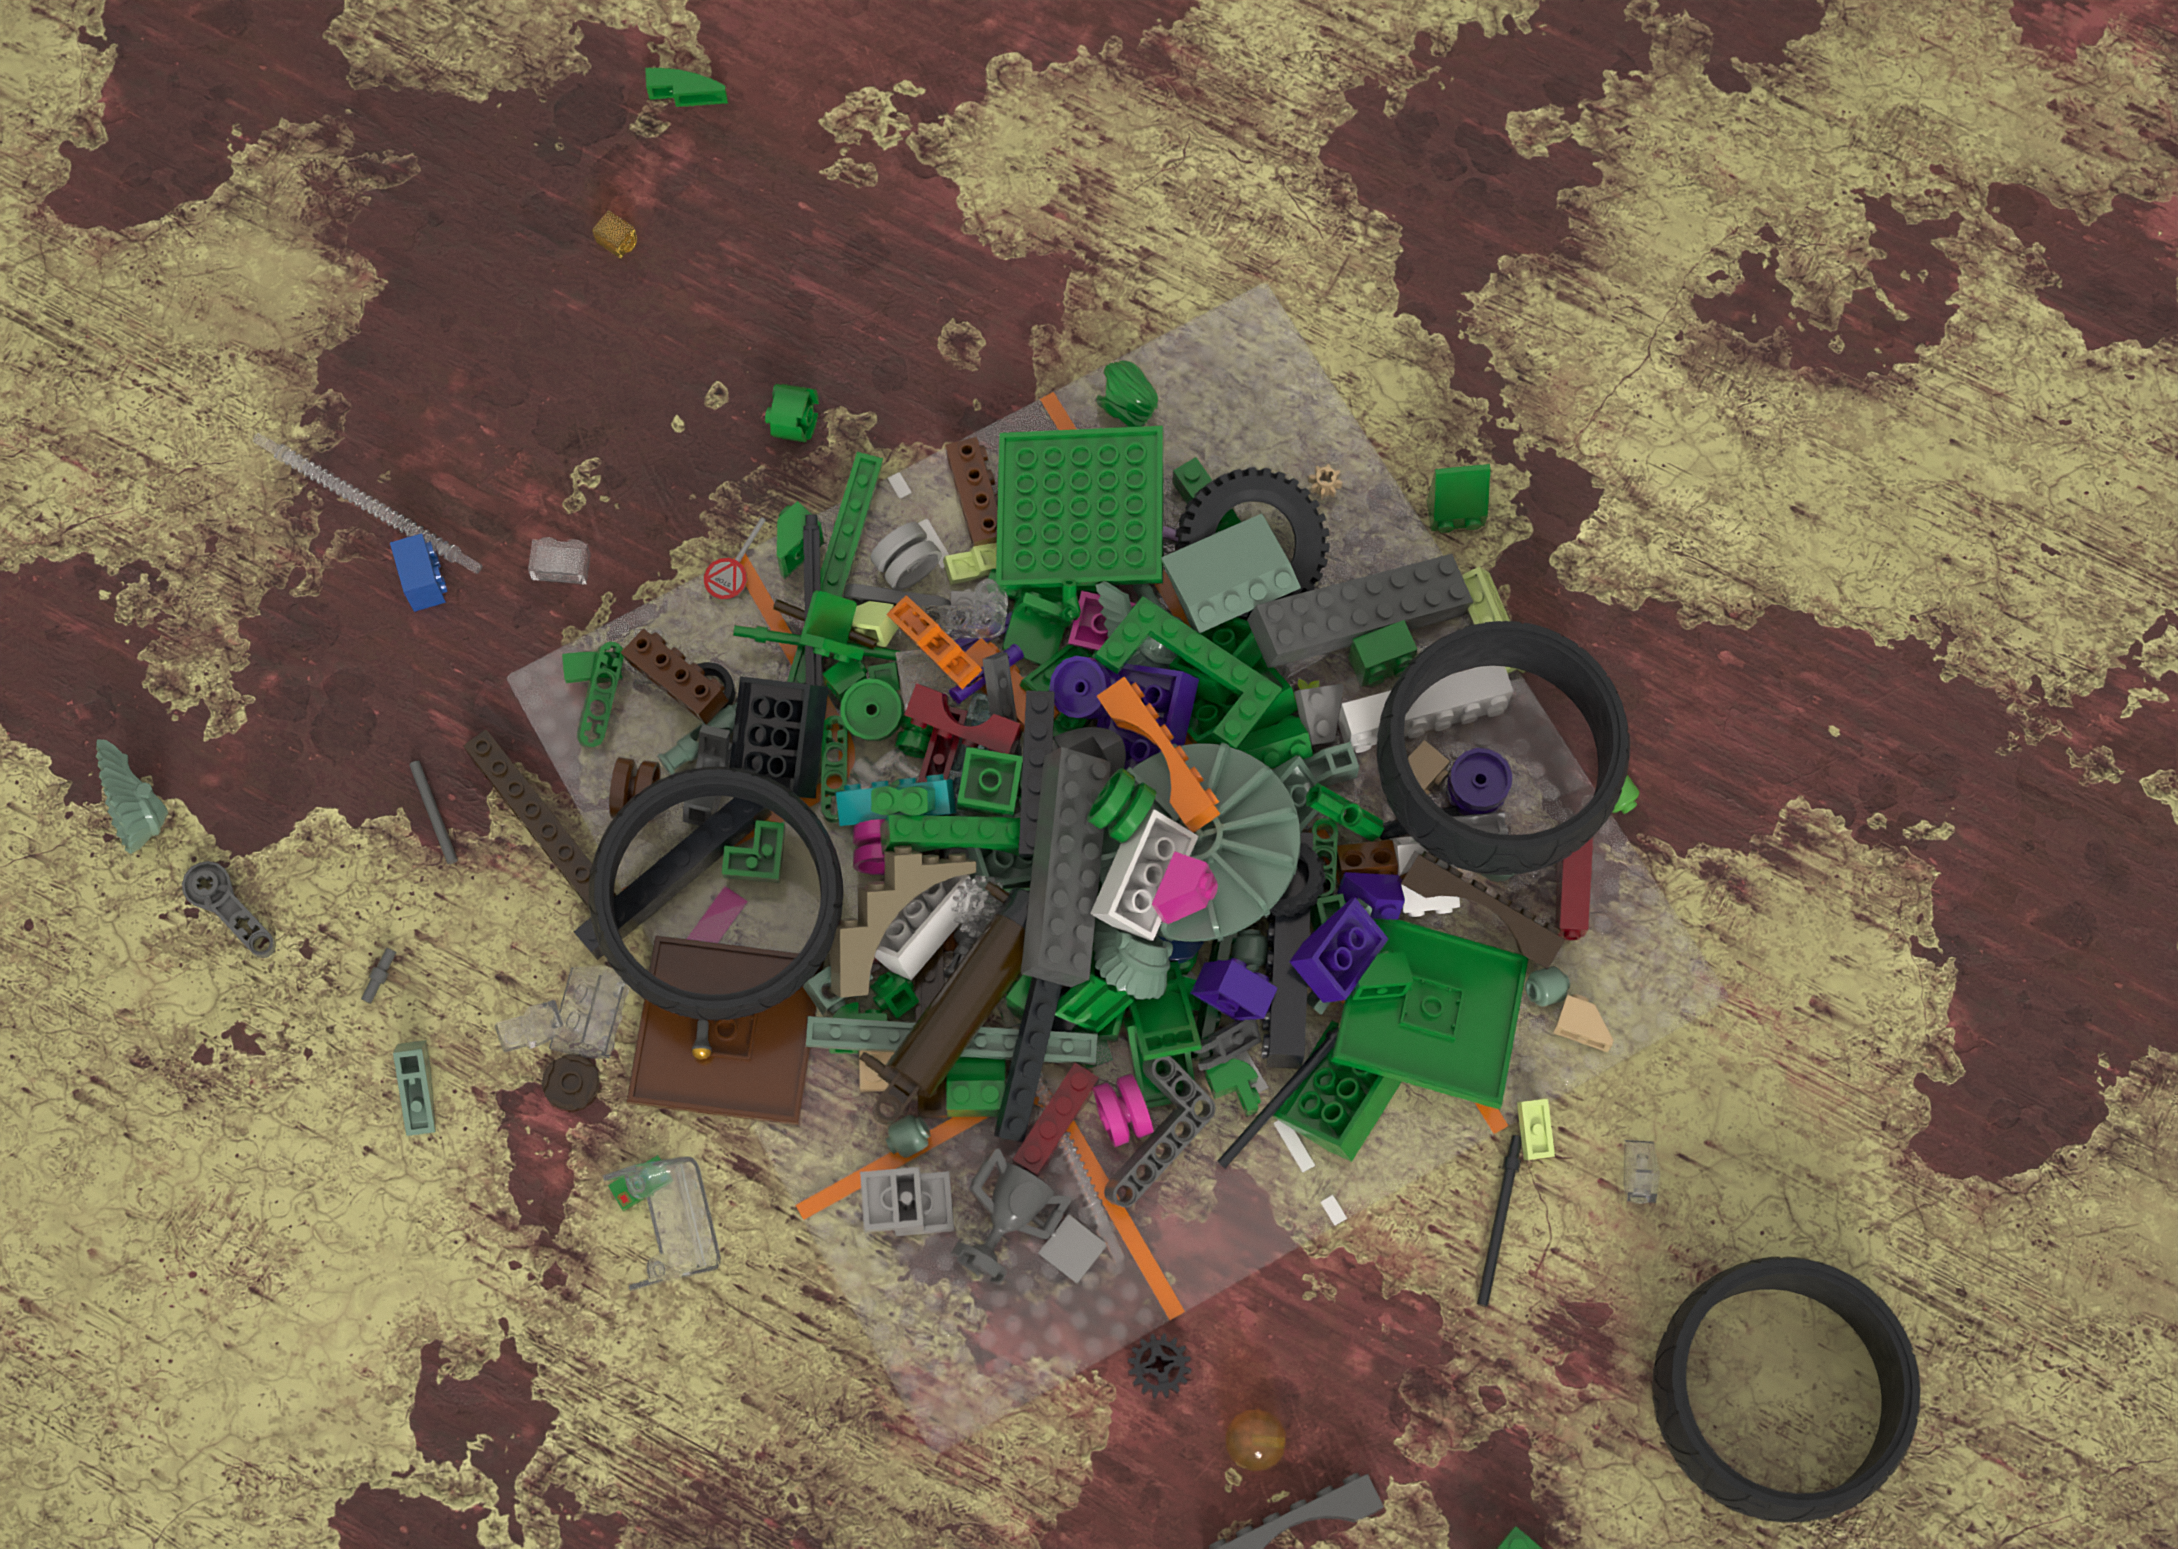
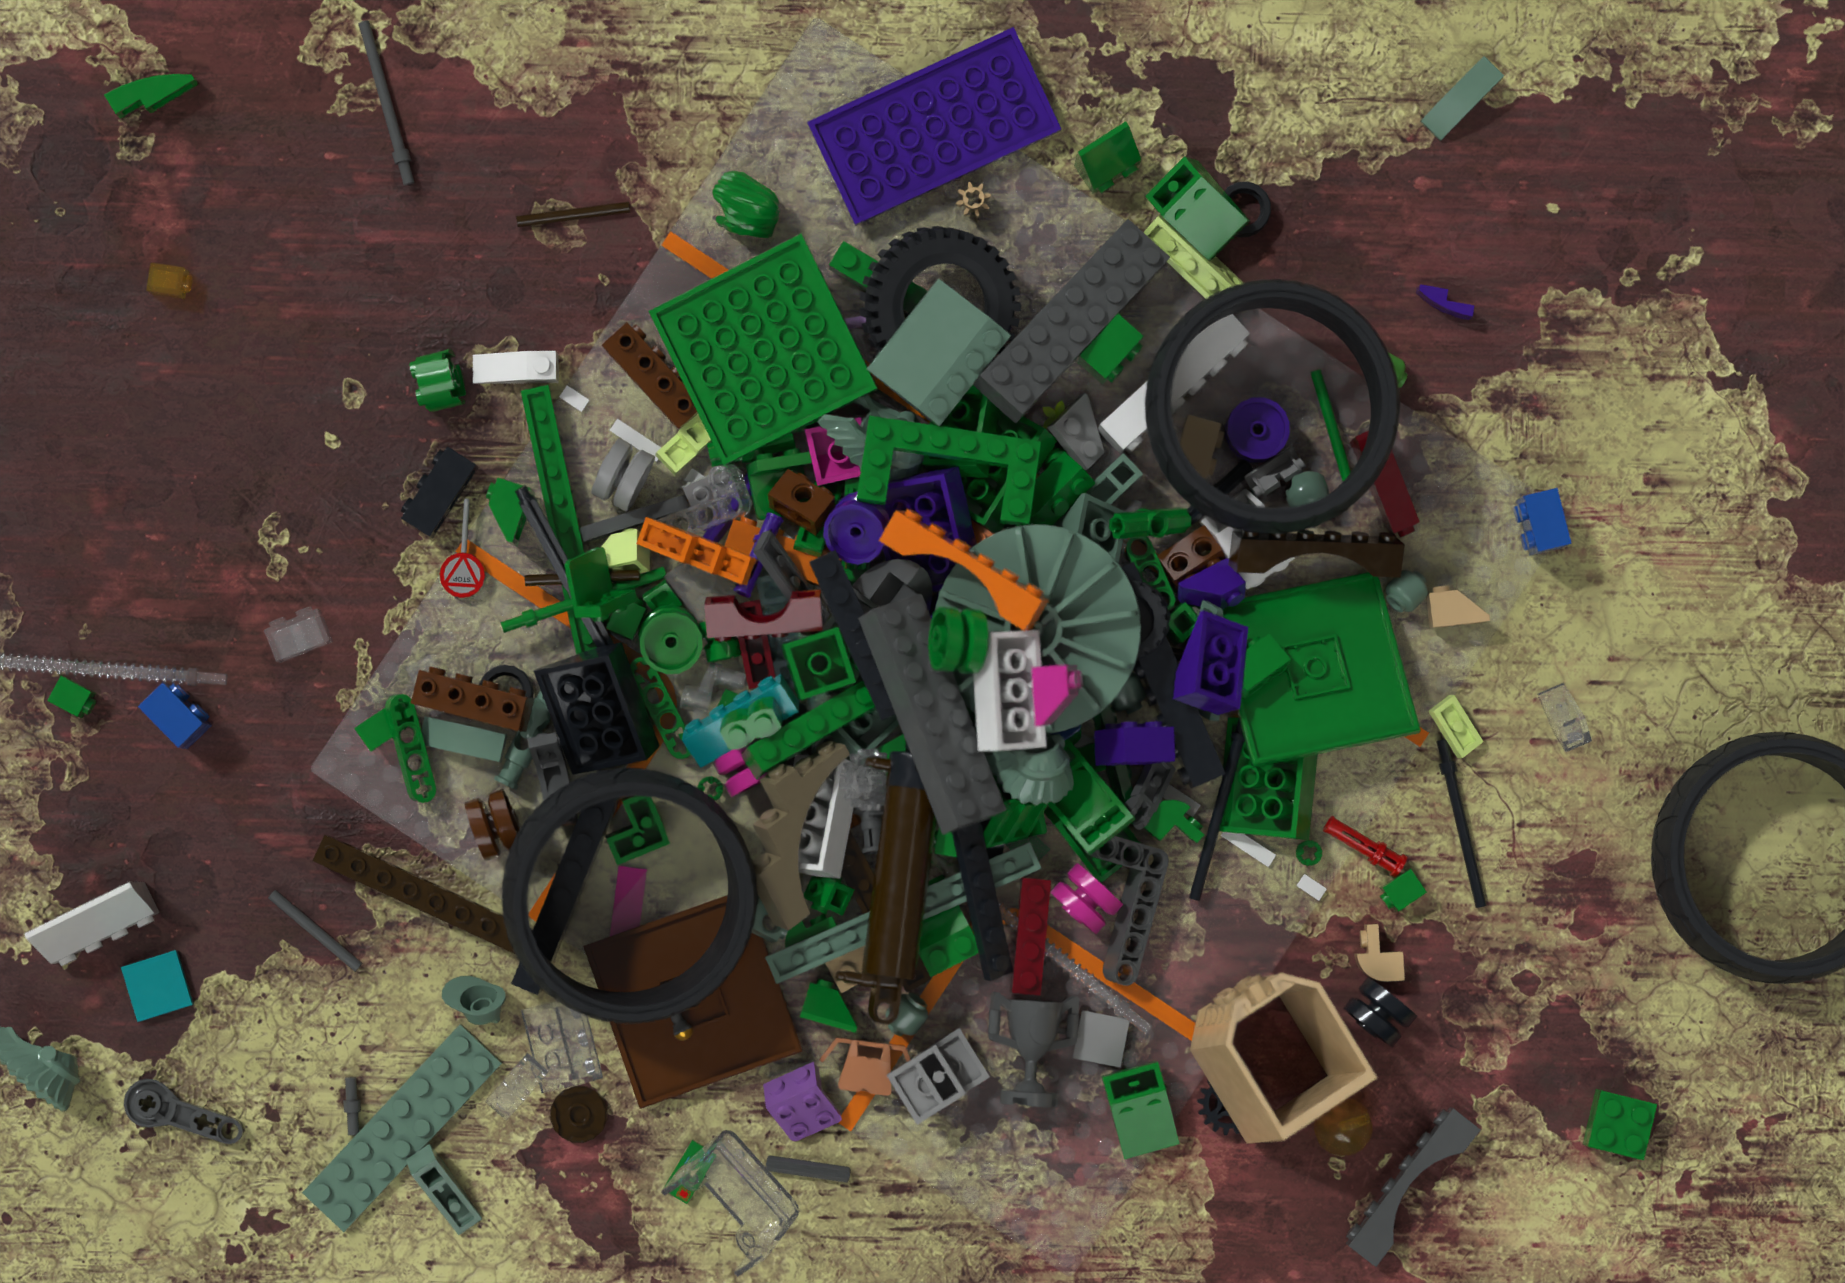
camera: 30 degrees left, 15 degrees up
(248, 703) = (93, 923): none -> white slope
(272, 791) = (157, 985): none -> teal tile
(342, 520) = (72, 697): none -> green brick
(410, 1015) = (402, 1127): none -> sand green plate
(536, 936) = (475, 999): none -> sand green piece
(651, 711) = (463, 739): none -> sand green slope
(743, 503) = (438, 491): none -> black brick
(747, 1233) = (808, 1168): none -> dark grey axle
(771, 1169) = (800, 1103): none -> medium lavender bracket
(840, 1091) = (827, 1006): none -> green slope
(845, 1159) = (866, 1065): none -> nougat piece
(847, 861) = (711, 780): none -> green bush
(861, 228) = (400, 155): none -> dark grey bar
(866, 436) = (516, 367): none -> white slope
(980, 341) = (573, 214): none -> dark brown bar
(1045, 645) = (810, 514): none -> reddish brown brick
(1071, 607) = (801, 448): green arm -> none
(1075, 1327) = (1140, 1109): none -> green slope
(1278, 1323) = (1321, 1027): none -> tan container
(1322, 409) = (934, 126): none -> dark purple plate
(1341, 1349) = (1381, 1010): none -> black wheel
(1351, 1168) = (1317, 854): none -> green bush
(1359, 1308) = (1377, 964): none -> tan brick
(1408, 1206) = (1376, 855): none -> red pin
(1415, 1252) = (1402, 890): none -> green brick
(1517, 574) = (1197, 207): none -> green slope
(1550, 796) = (1331, 424): none -> green bar
(1565, 583) = (1264, 202): none -> black tyre
(1693, 753) = (1438, 299): none -> dark purple slope
(1701, 982) = (1542, 522): none -> blue brick
(1796, 599) = (1462, 98): none -> sand green slope

